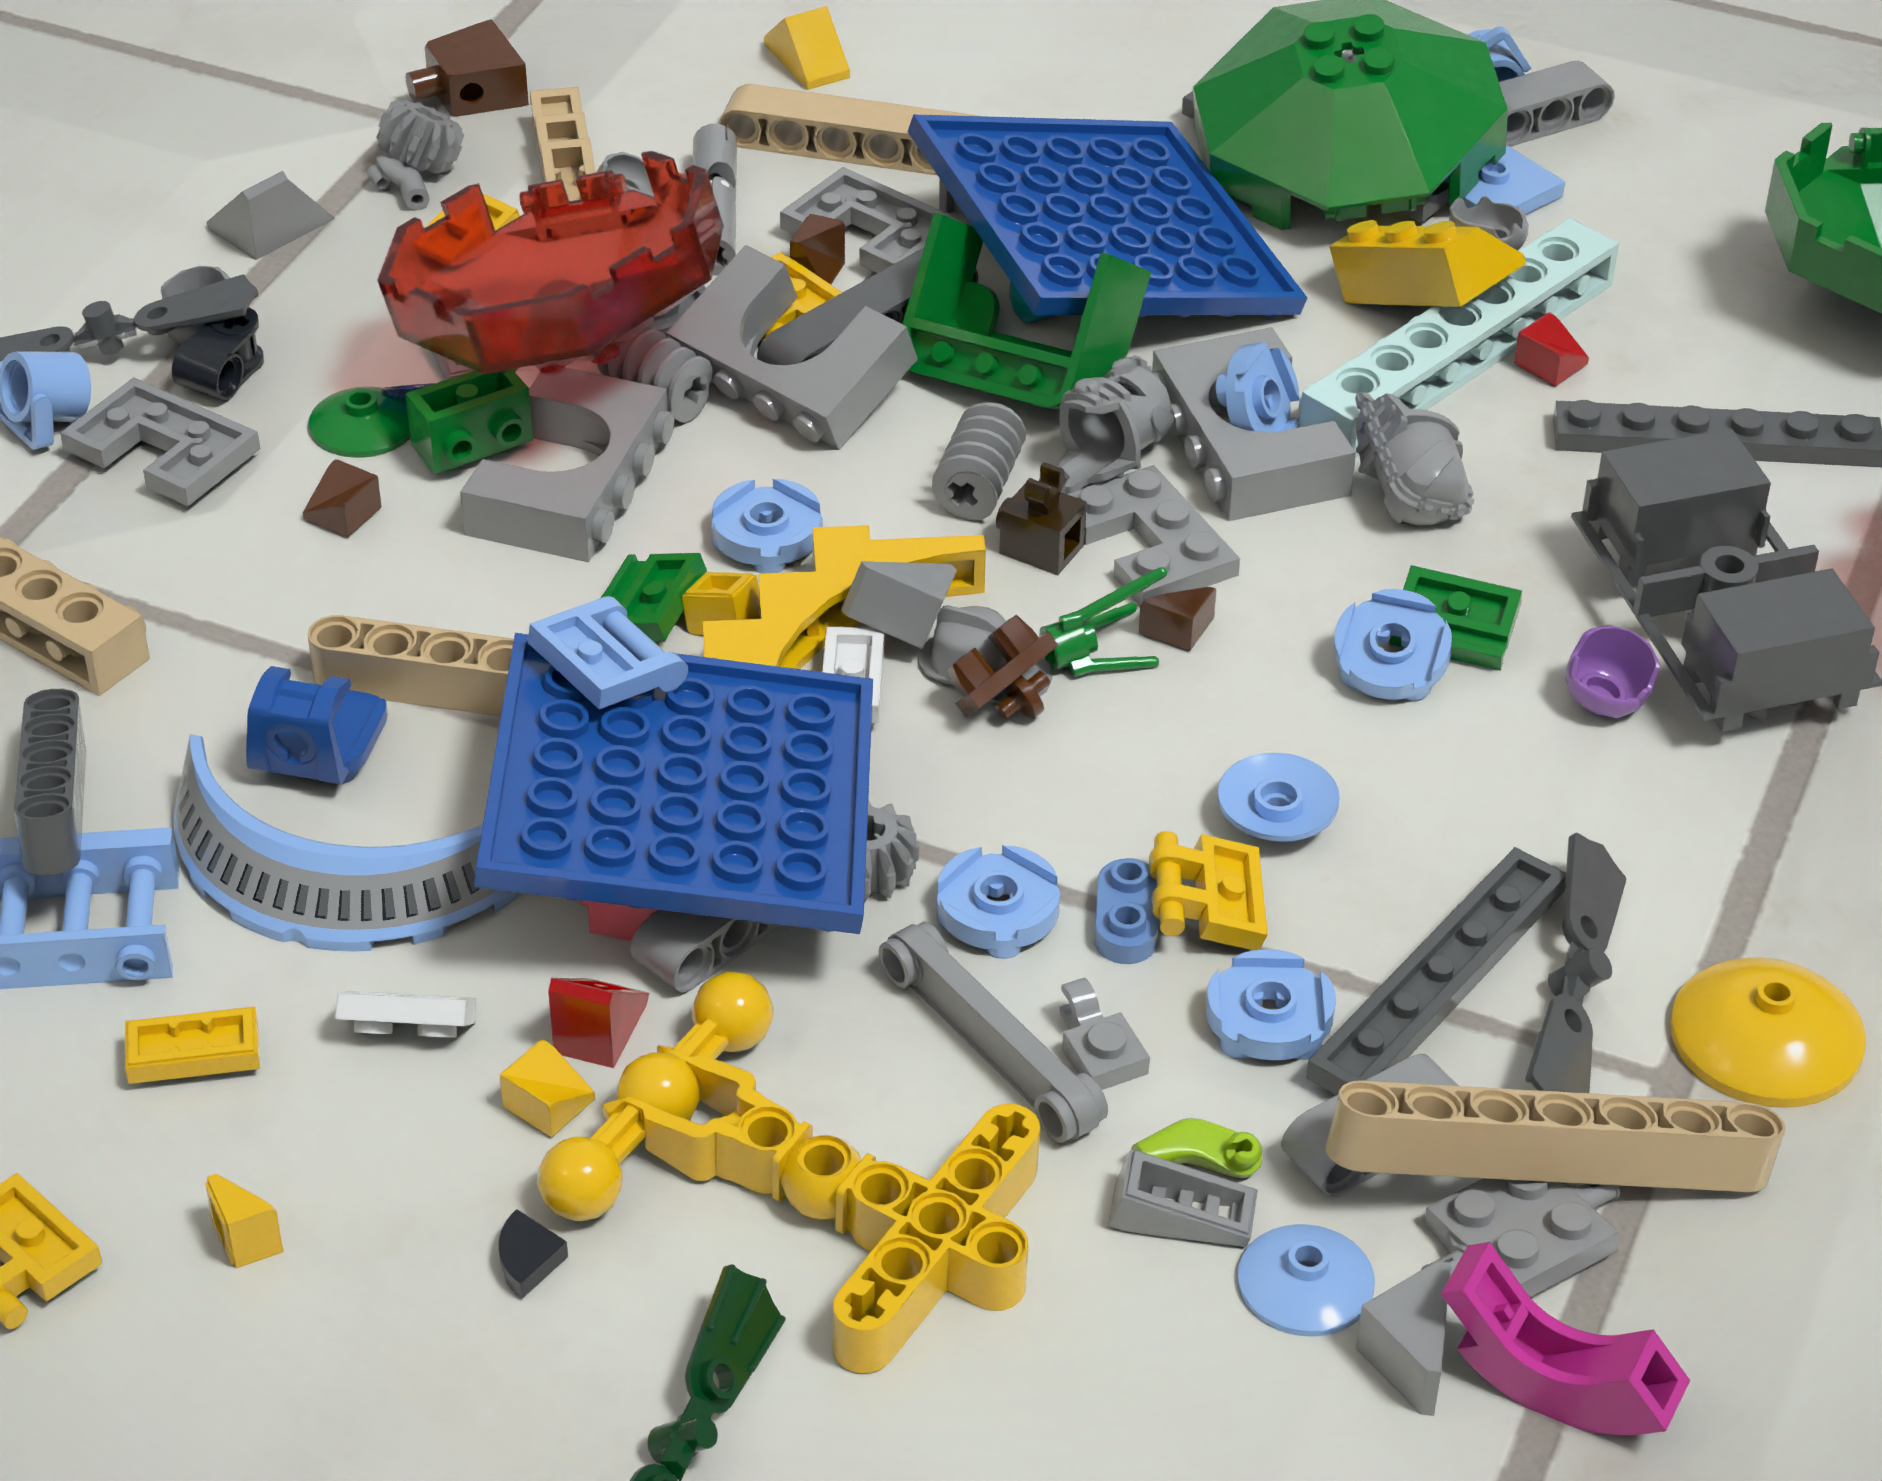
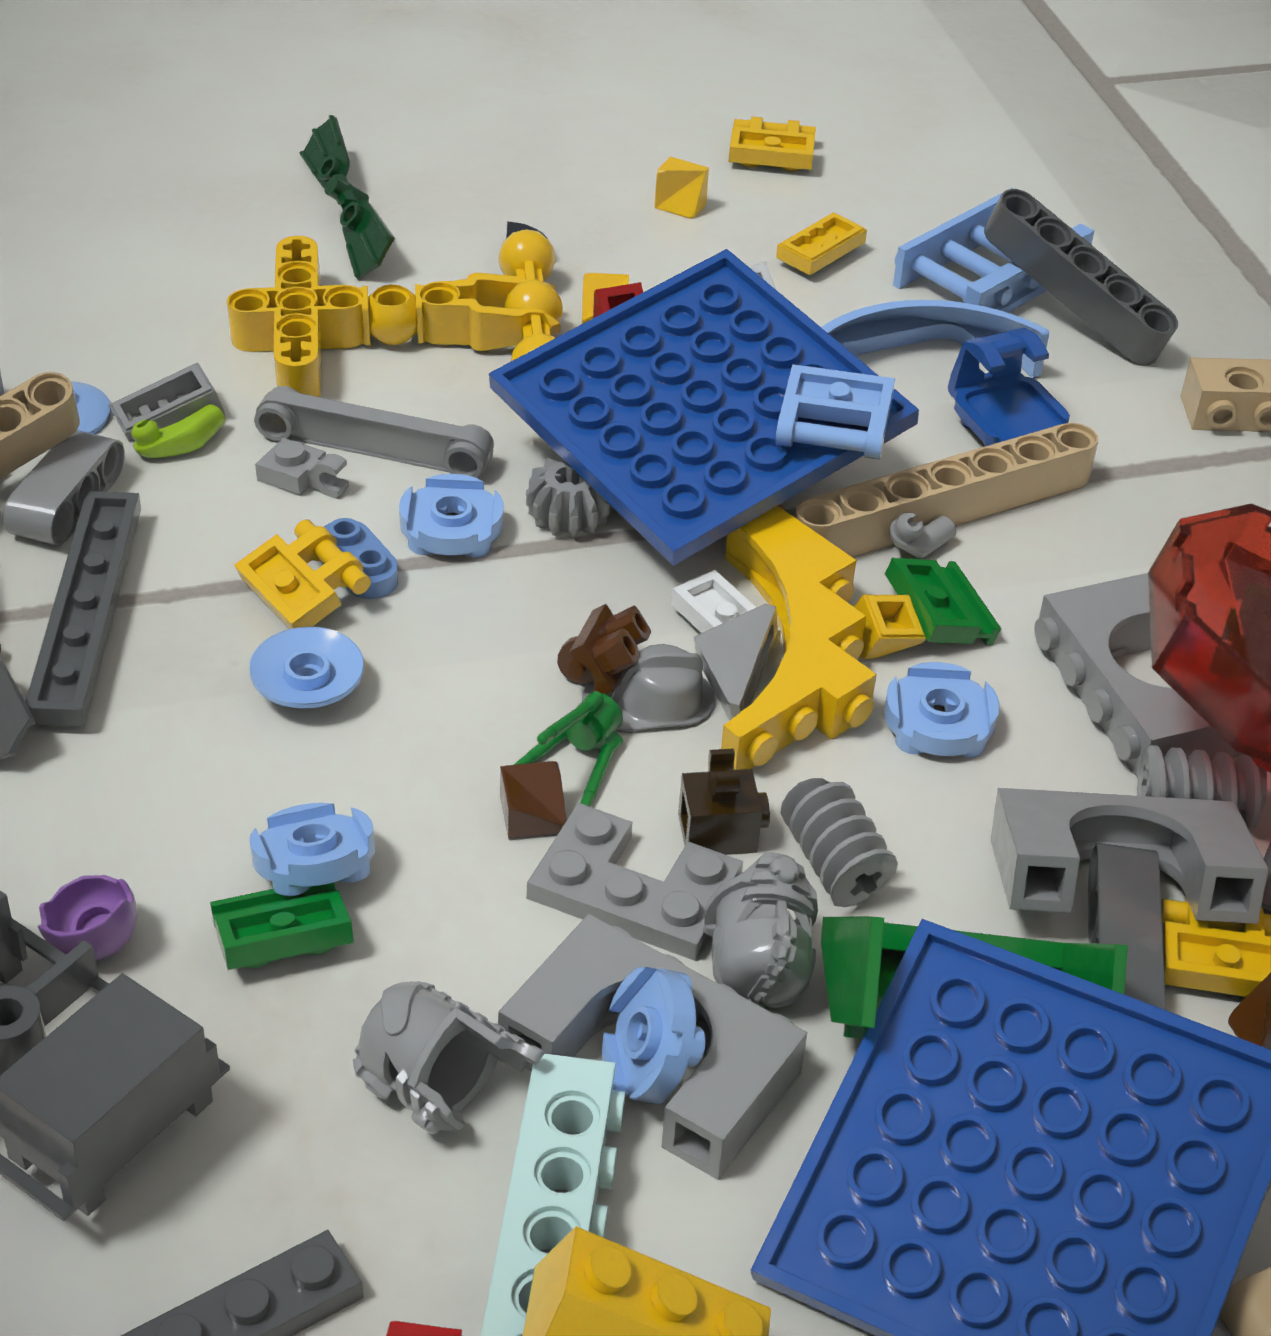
camera: 140 degrees right, 0 degrees up
(1267, 1034) = (221, 538): light blue plate -> none

